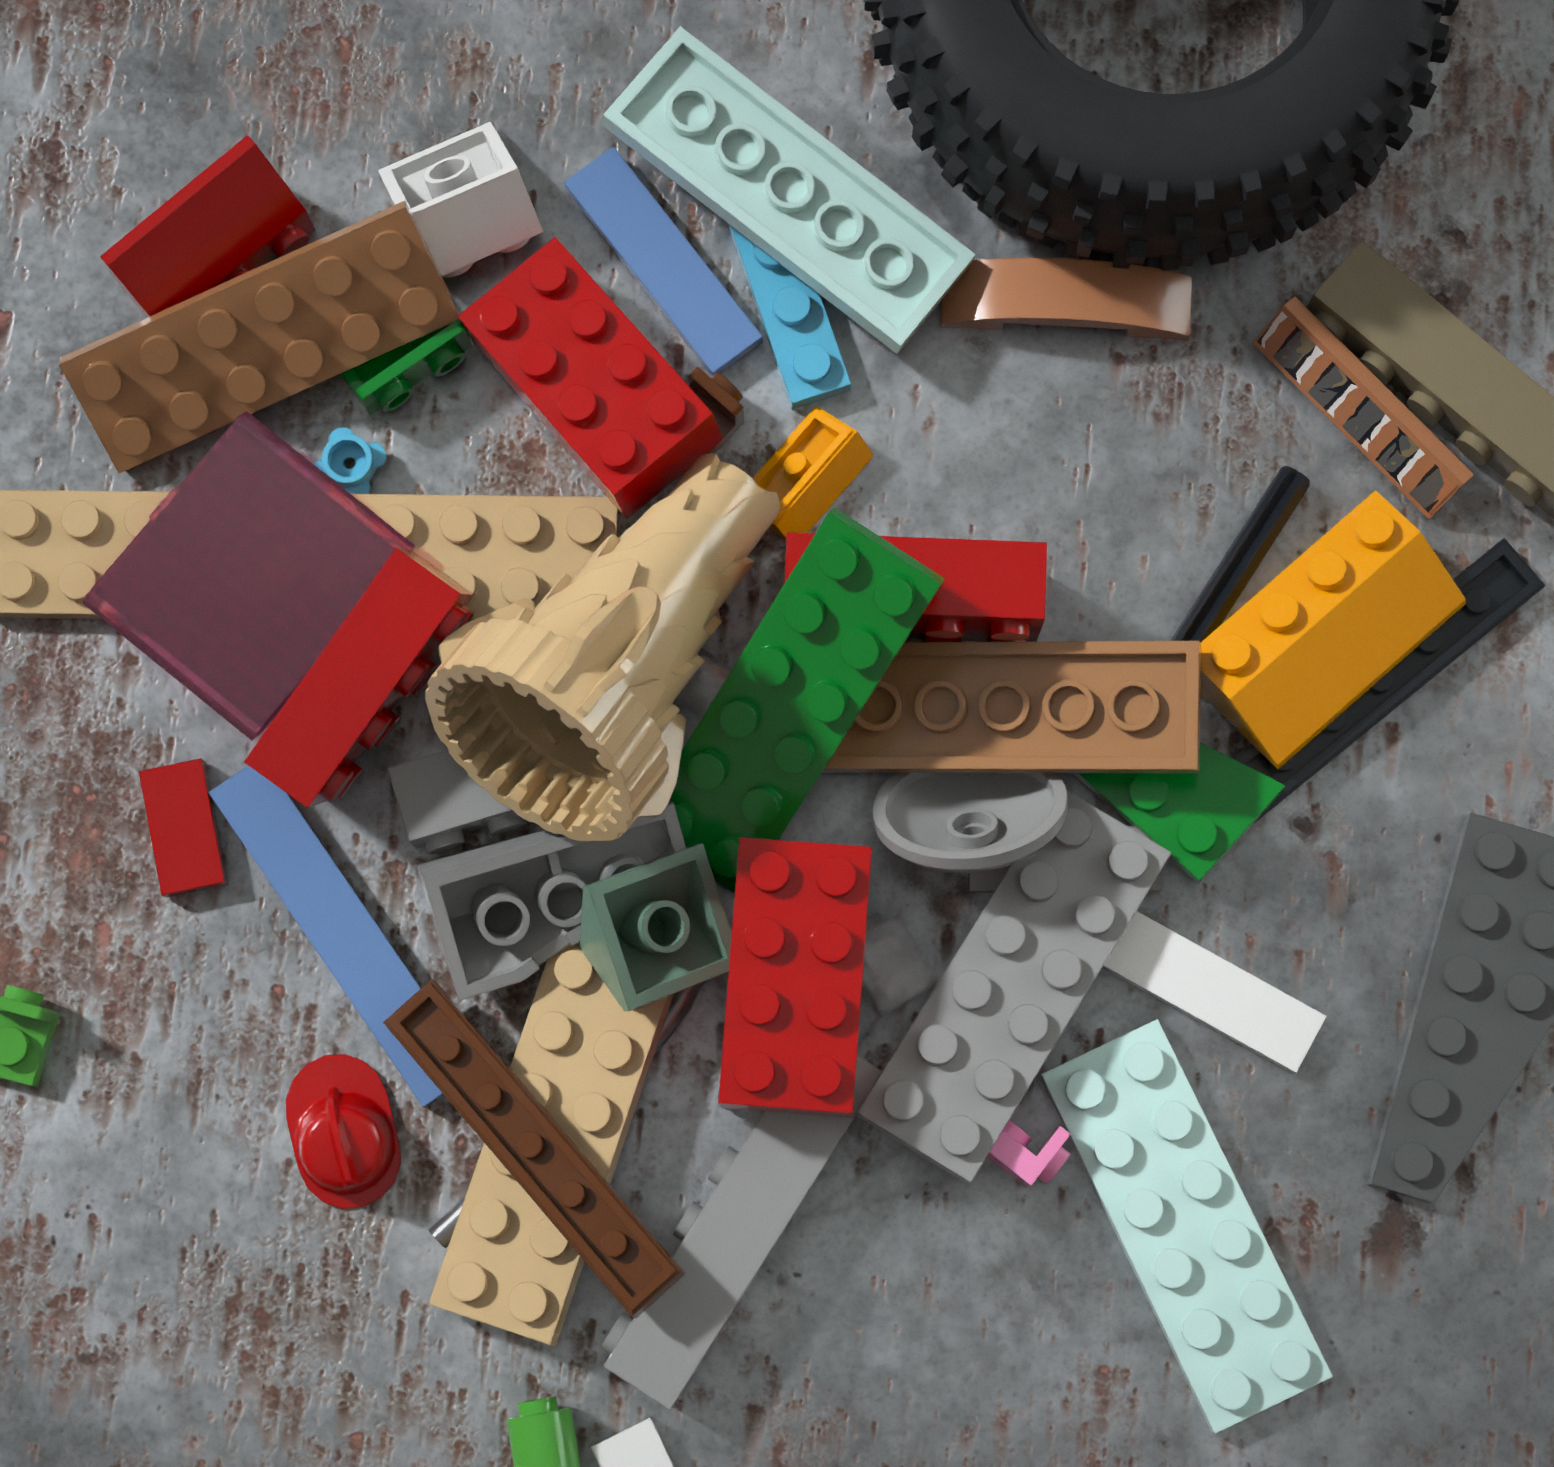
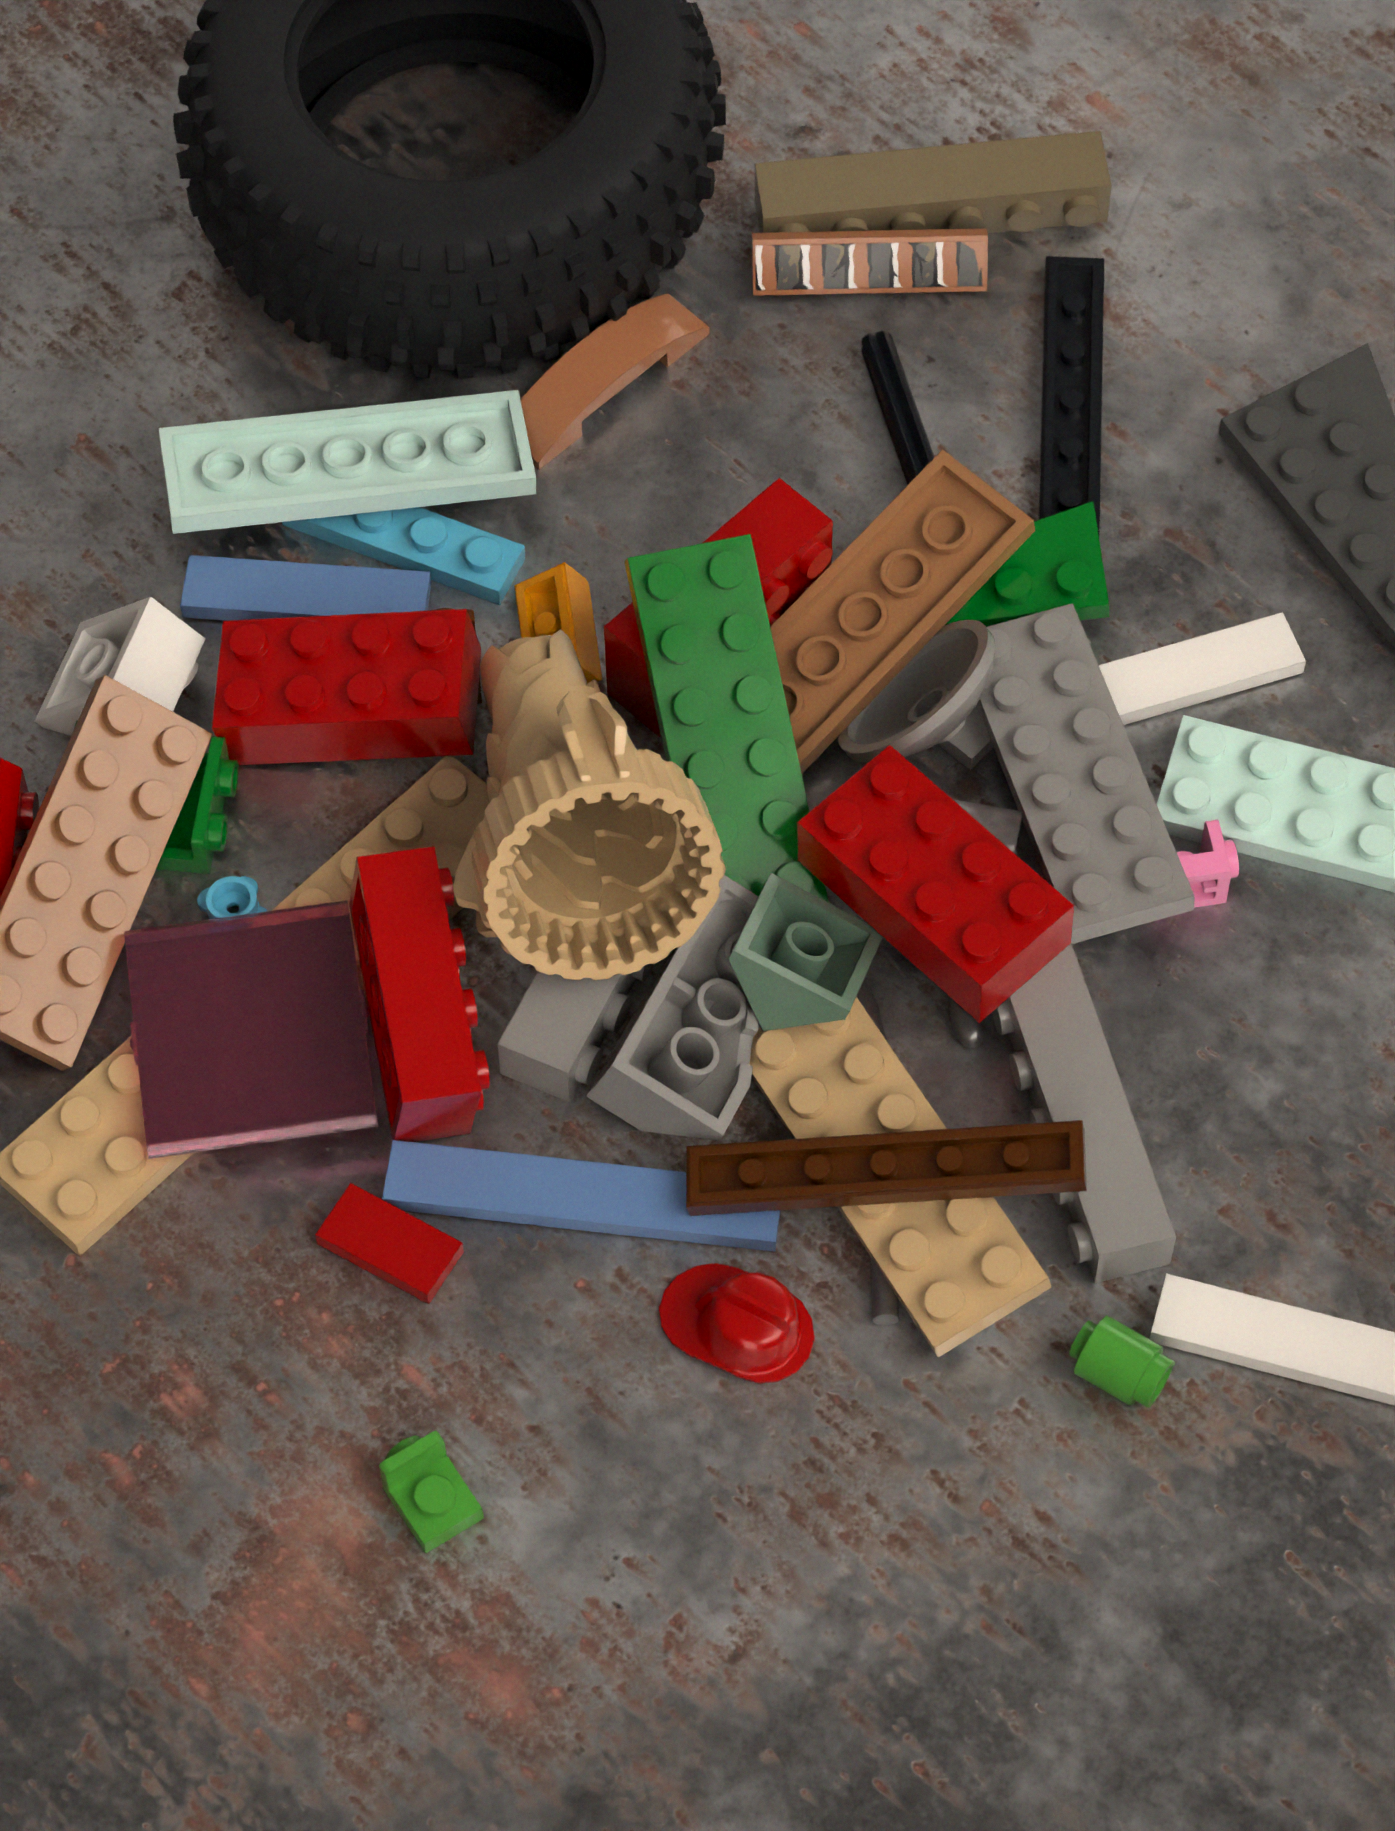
camera: 50 degrees left, 20 degrees down
(1327, 629) = (1009, 388): light orange slope -> none

